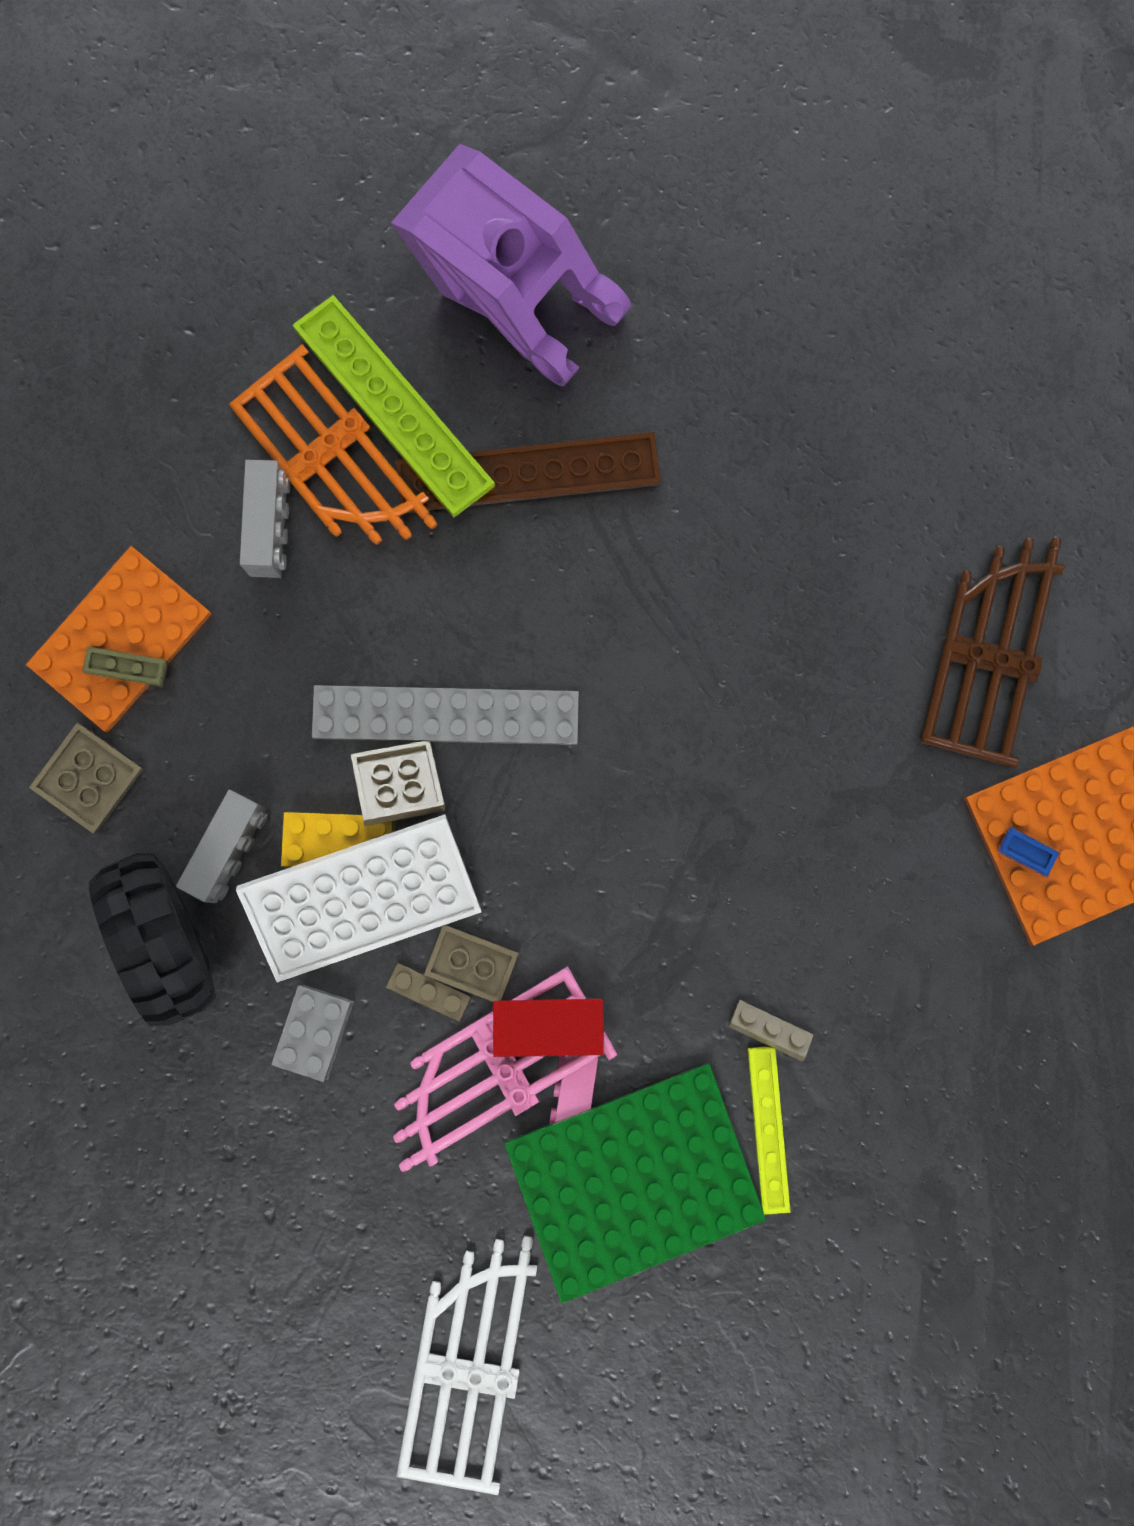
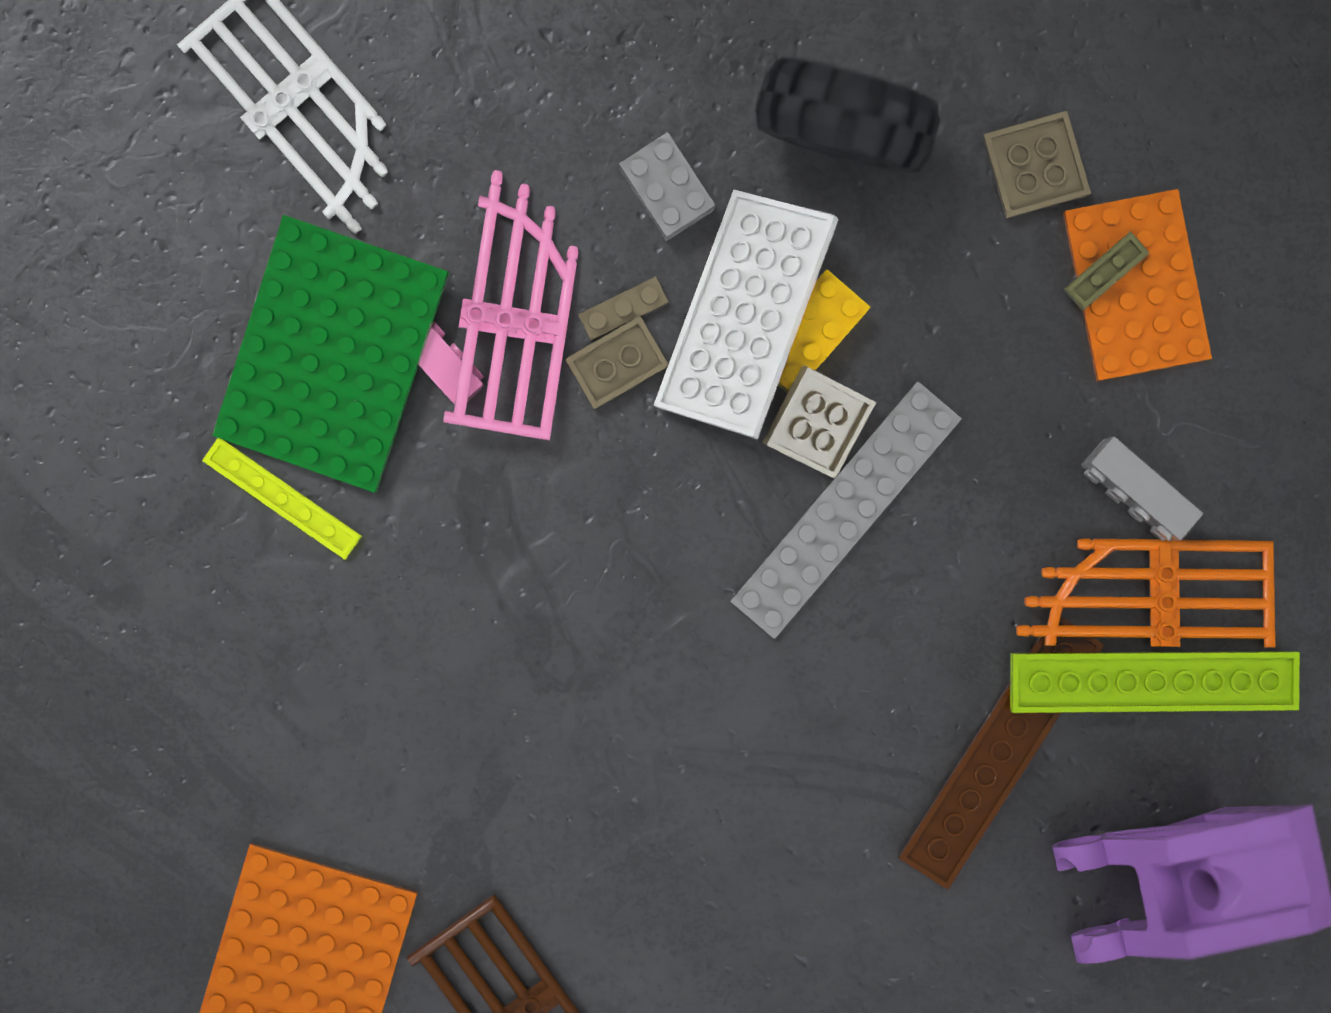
camera: 125 degrees right, 5 degrees up
(222, 848) = (882, 232): light grey brick -> none
(548, 1028) = (511, 383): red tile -> none
(770, 1030) = (360, 566): dark tan plate -> none
(1028, 852) = (329, 905): blue tile -> none

